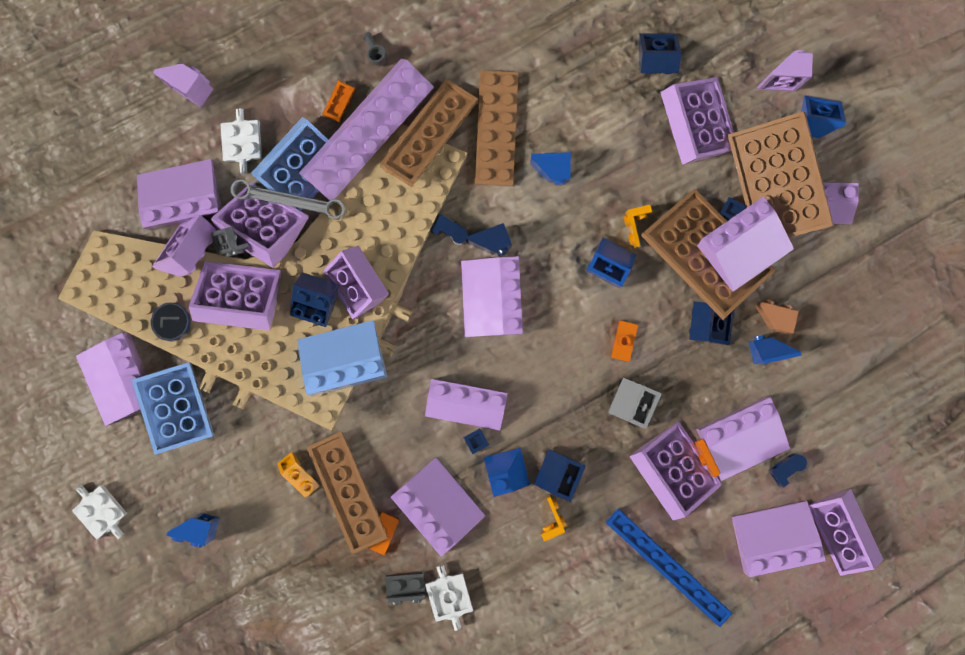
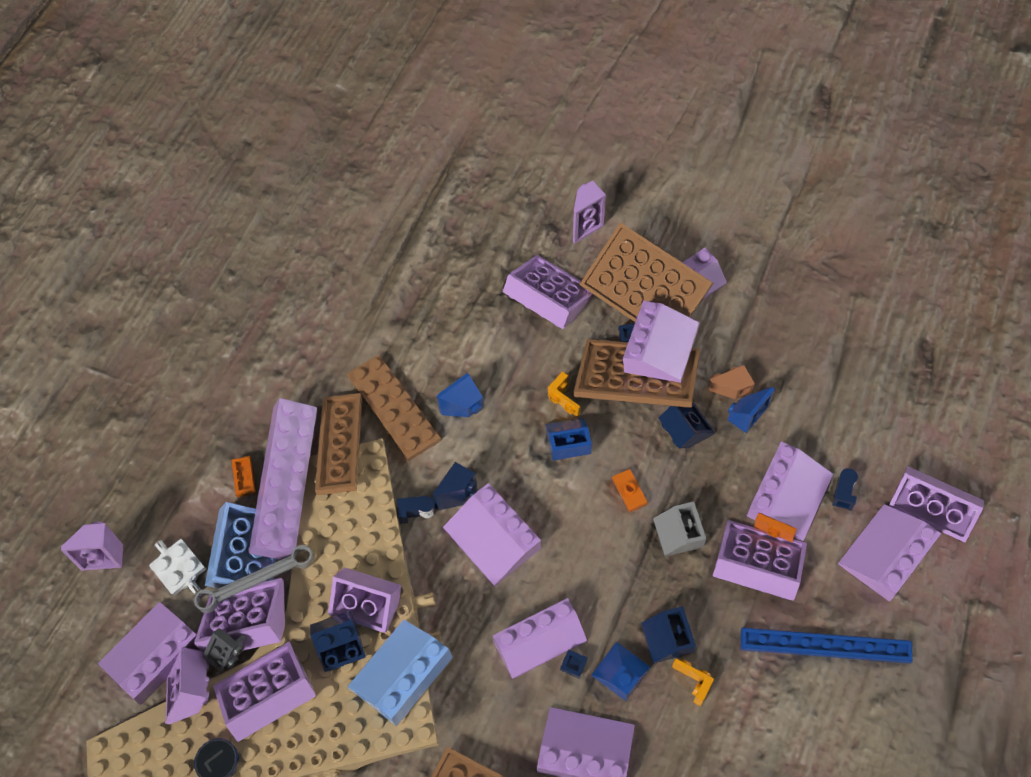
camera: 35 degrees left, 25 degrees down
(375, 51) = (250, 418): dark grey bar -> none
(659, 53) = (479, 267): dark blue slope -> none
(823, 115) = (641, 223): blue slope -> none

